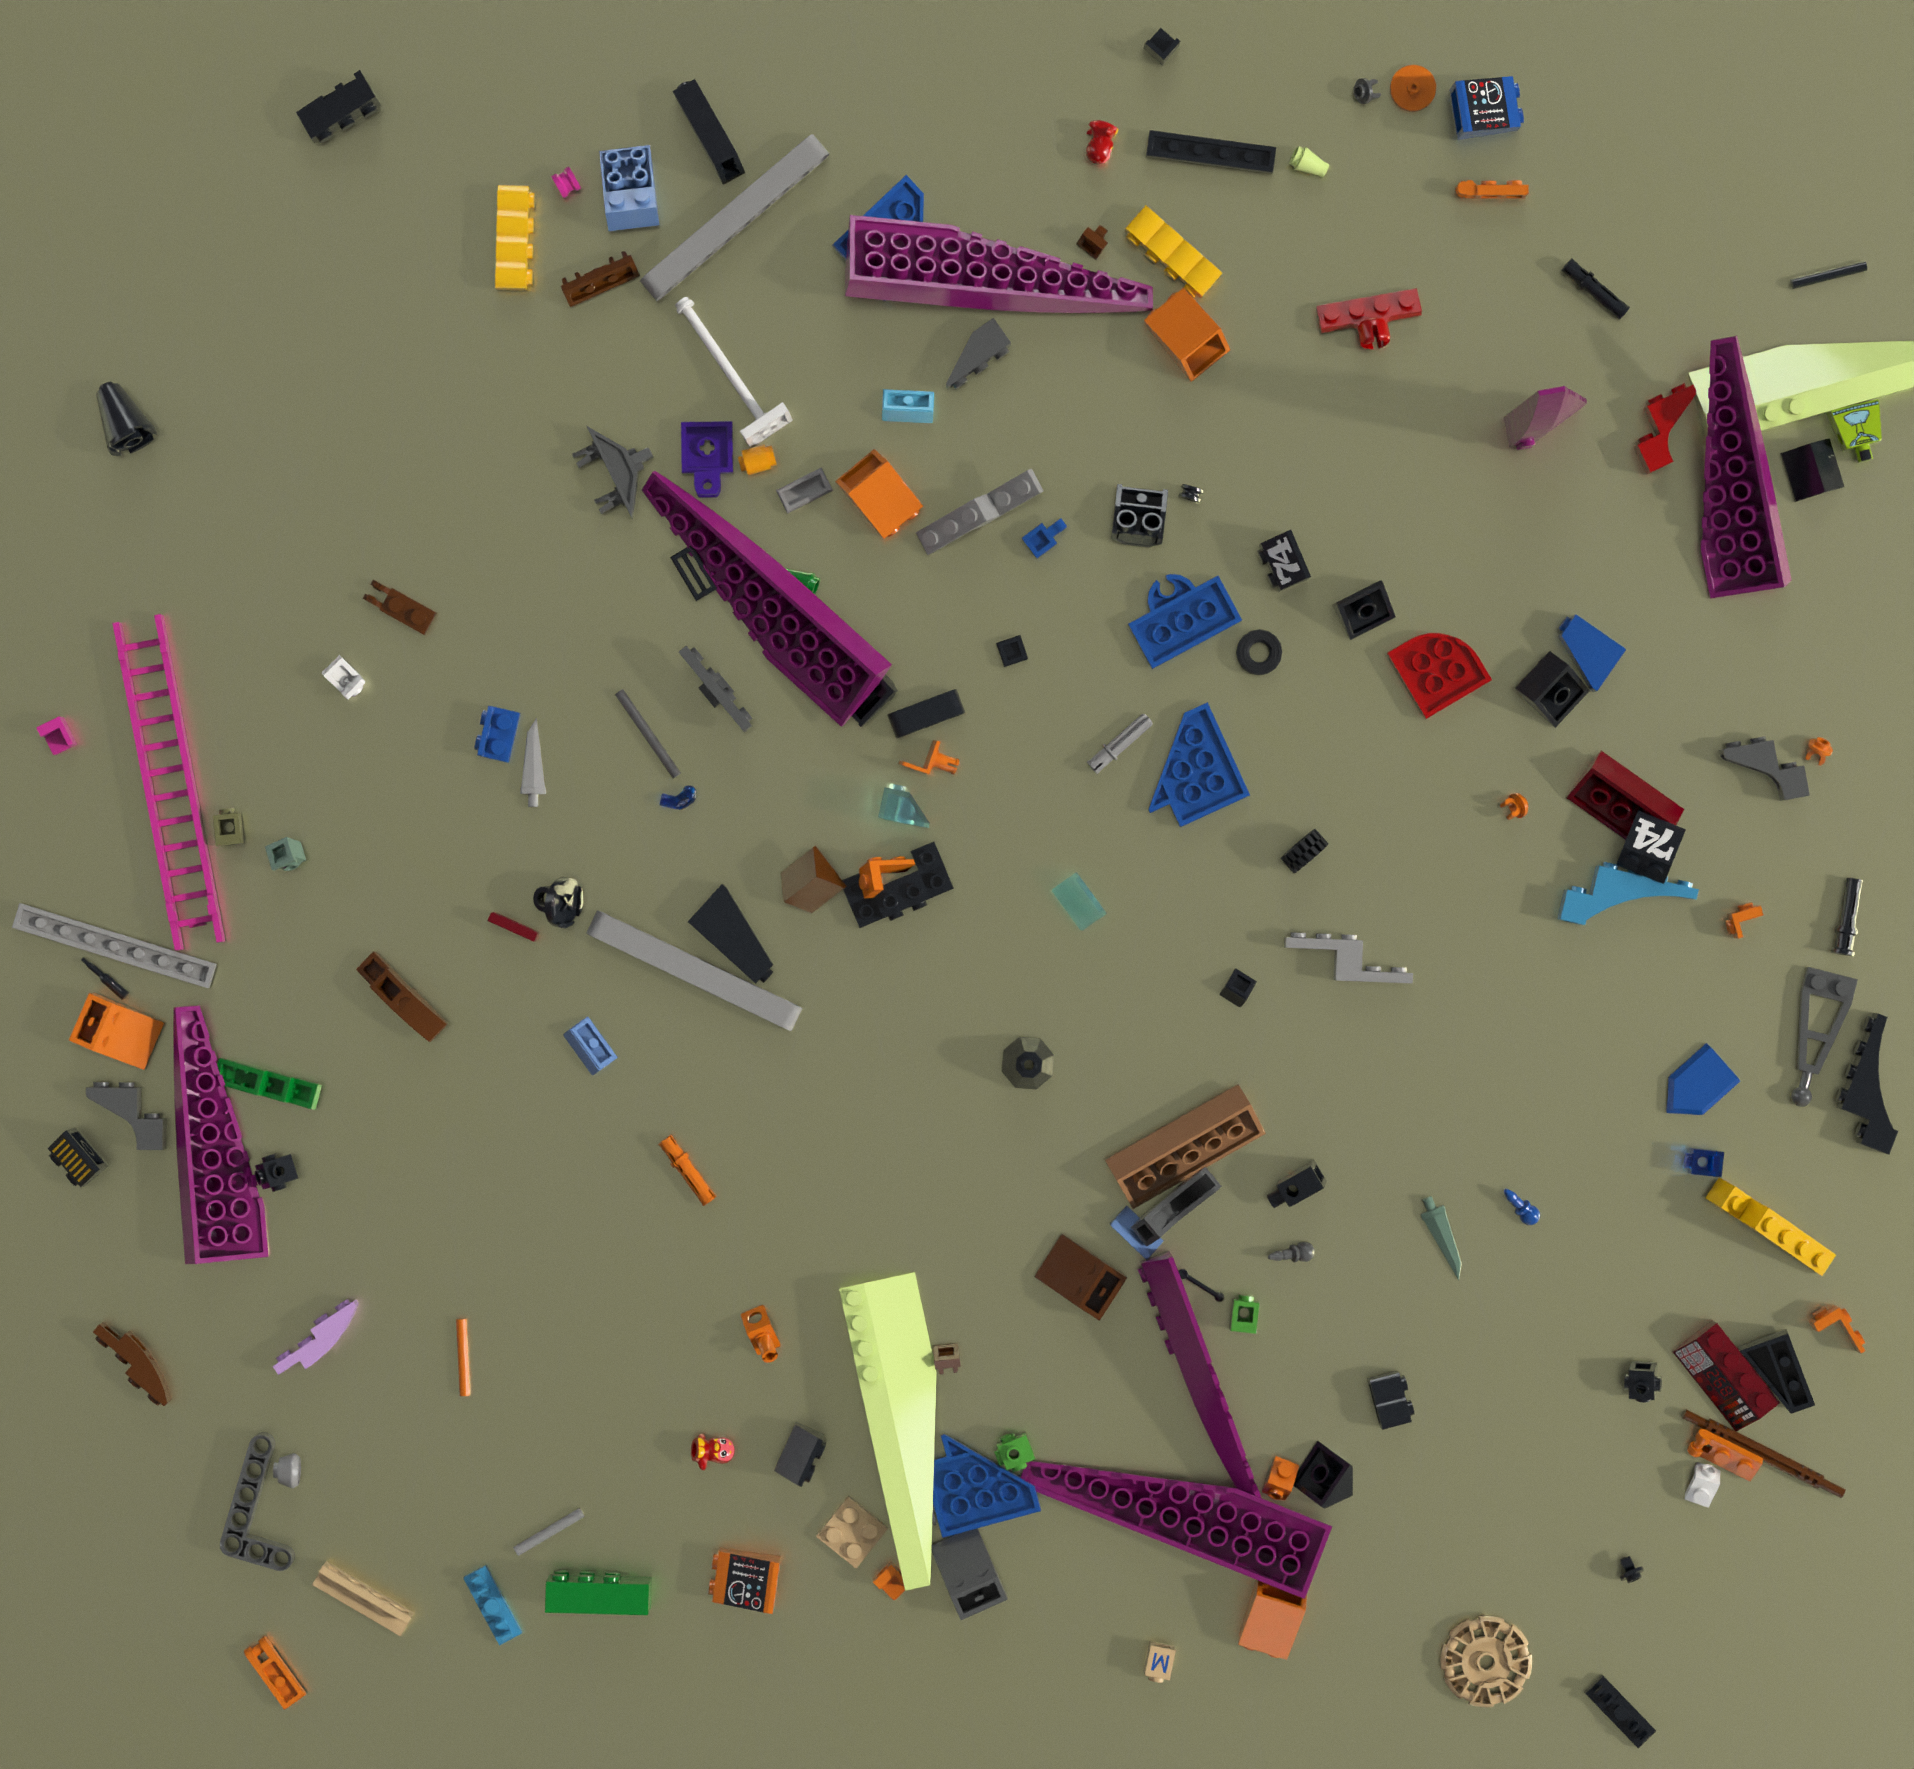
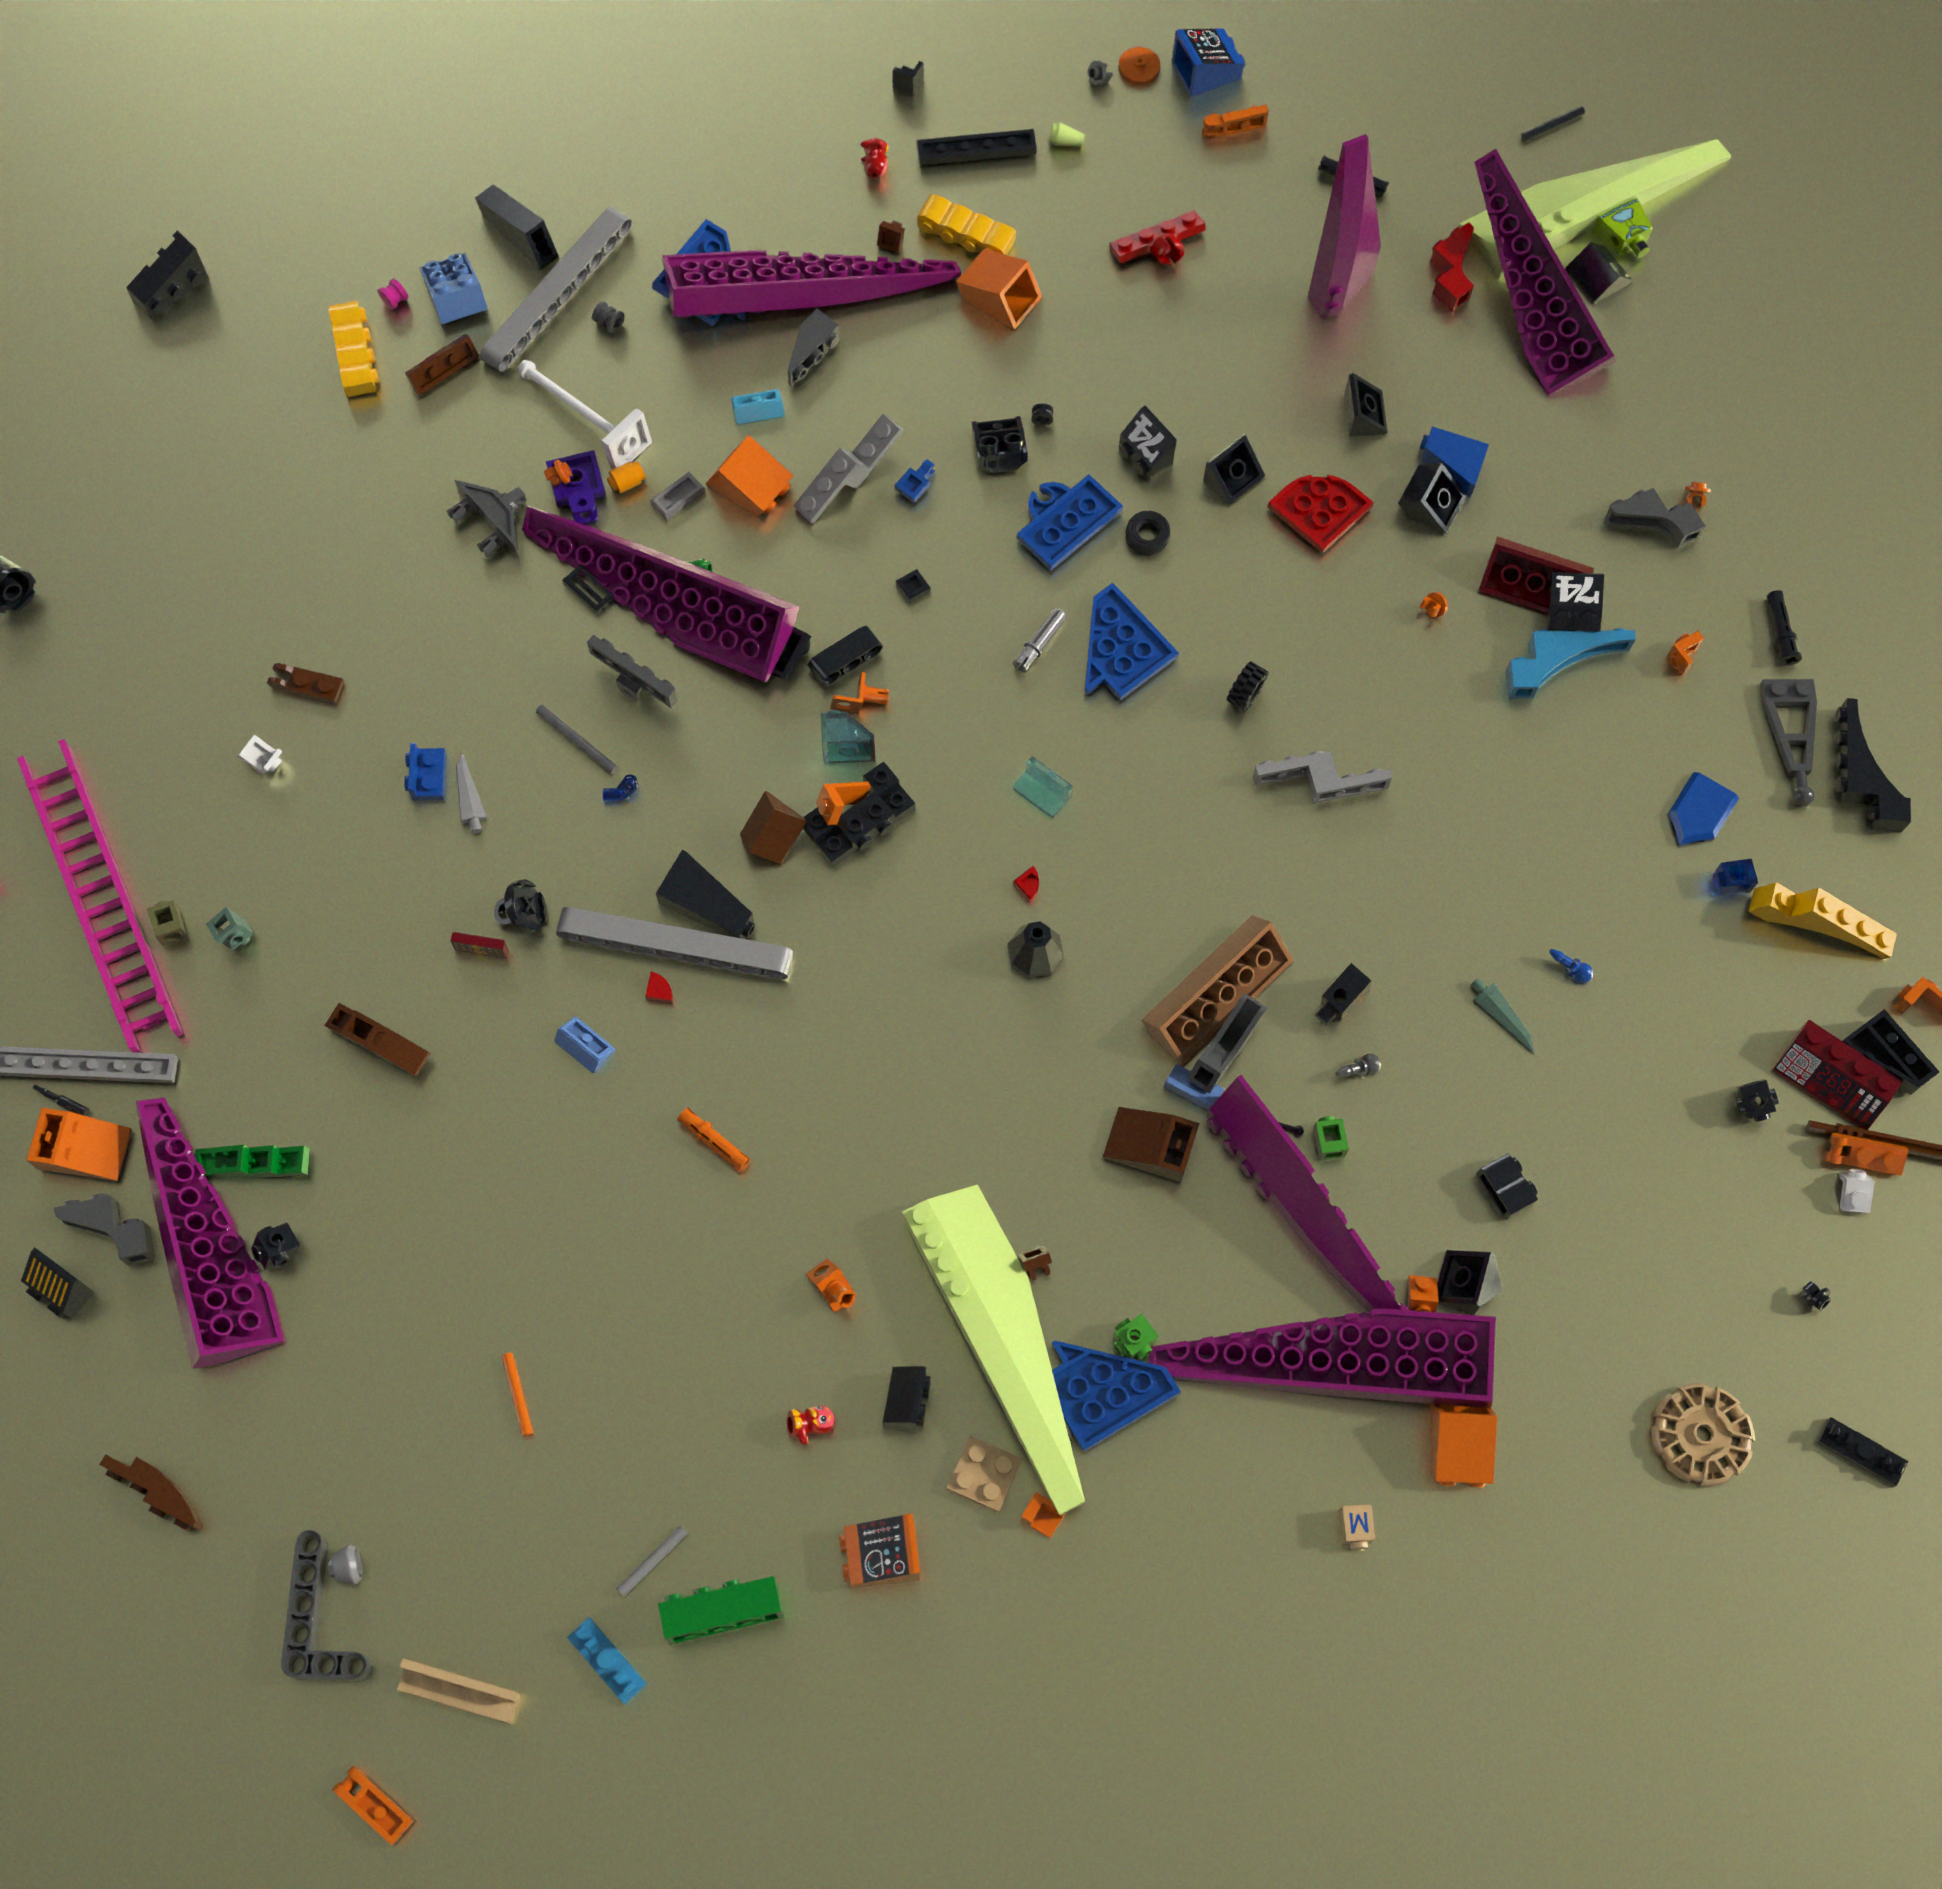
camera: 20 degrees left, 20 degrees down
(326, 1334) = (363, 1403): lavender slope -> none
(670, 1010) = (658, 989): none -> red tile
(693, 446) = (559, 473): none -> orange plate
(779, 265) = (608, 317): none -> dark grey bush
(968, 1573) = (1123, 1482): dark grey slope -> none
(1039, 993) = (1028, 884): none -> red tile
(1238, 988) = (1222, 832): black slope -> none
(1519, 569) = (1364, 407): none -> black slope

